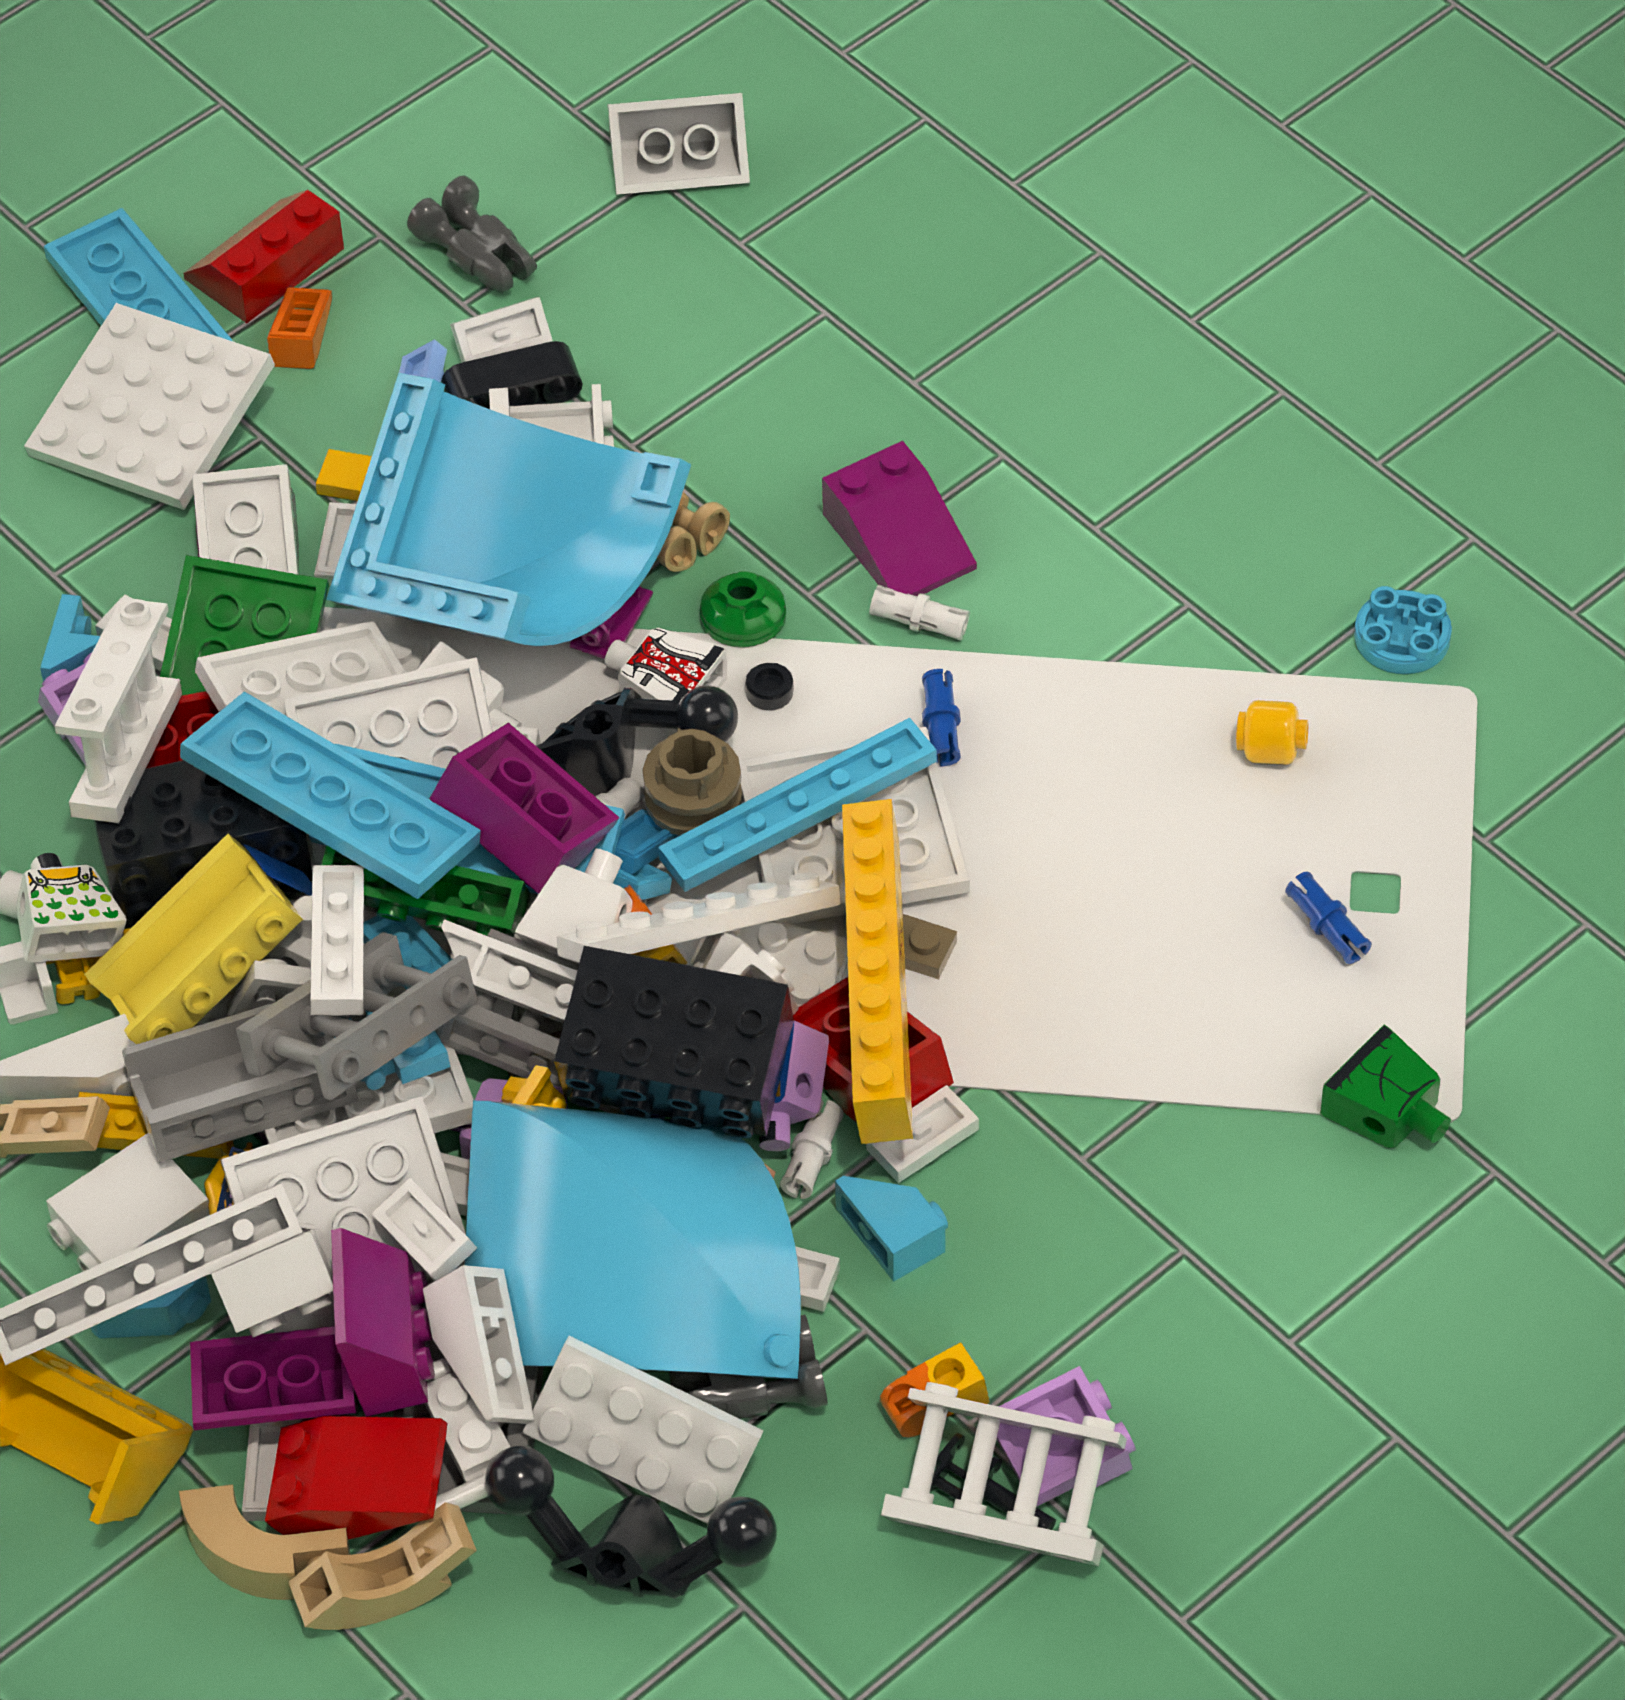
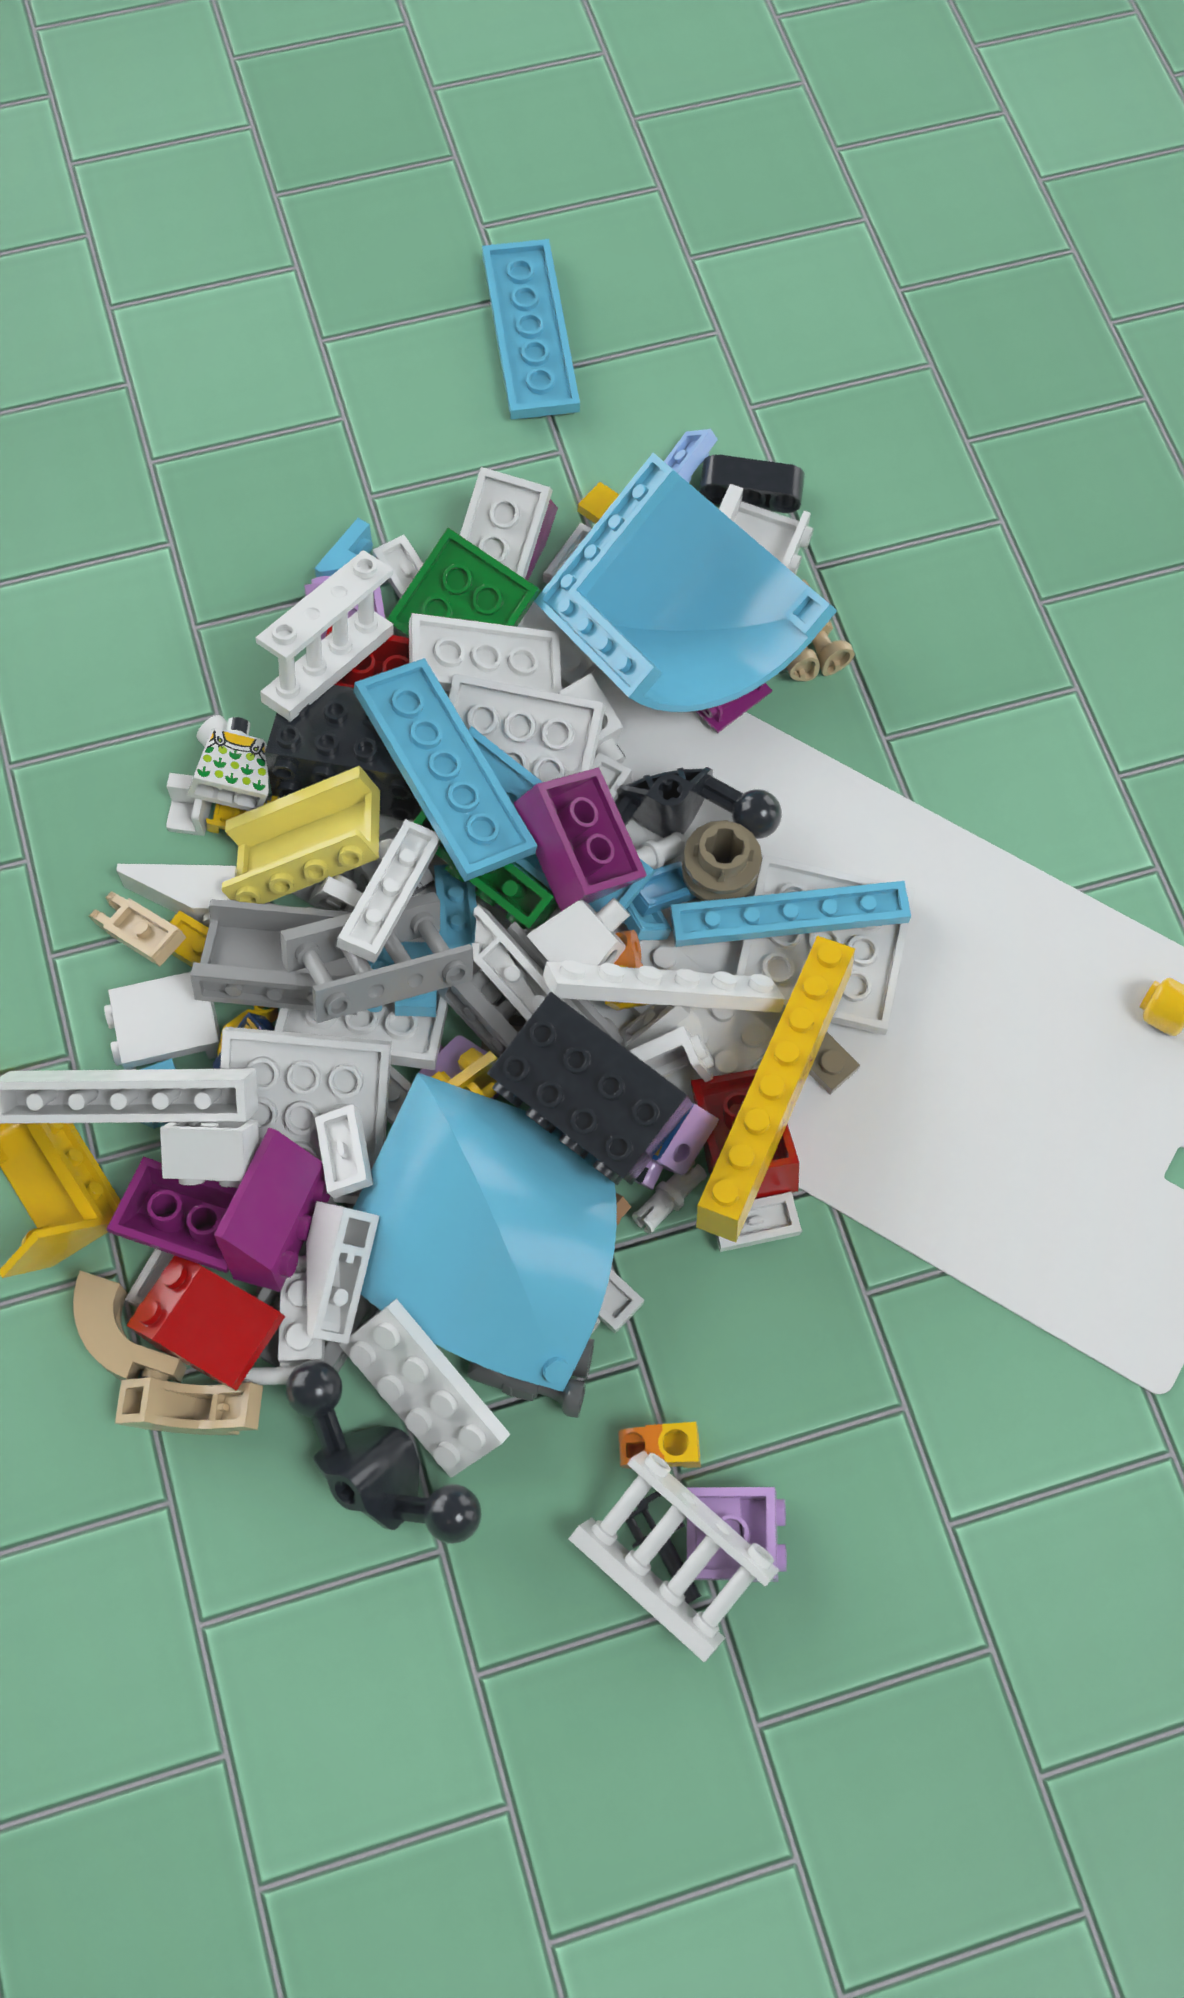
camera: 20 degrees right, 15 degrees up
(149, 405) = (492, 396): white plate -> none
(270, 255) = (633, 316): red slope -> none
(282, 871) = (386, 808): blue sticker -> none
(298, 333) = (625, 381): orange slope -> none
(481, 245) = (779, 369): dark grey piece -> none
(502, 330) = (763, 441): white plate -> none
(667, 666) = (750, 759): torso -> none
(678, 143) = (958, 346): white slope -> none
(742, 621) = (825, 743): green piece -> none
(769, 686) = (819, 802): black tile -> none
(892, 1223) = (698, 1288): medium azure slope -> none
(896, 522) = (972, 713): magenta slope -> none
(919, 612) = (955, 791): white pin -> none
(941, 715) = (931, 883): blue pin -> none
(1328, 917) = (1143, 1181): blue pin -> none
(1385, 1093) = (1119, 1354): green torso -> none

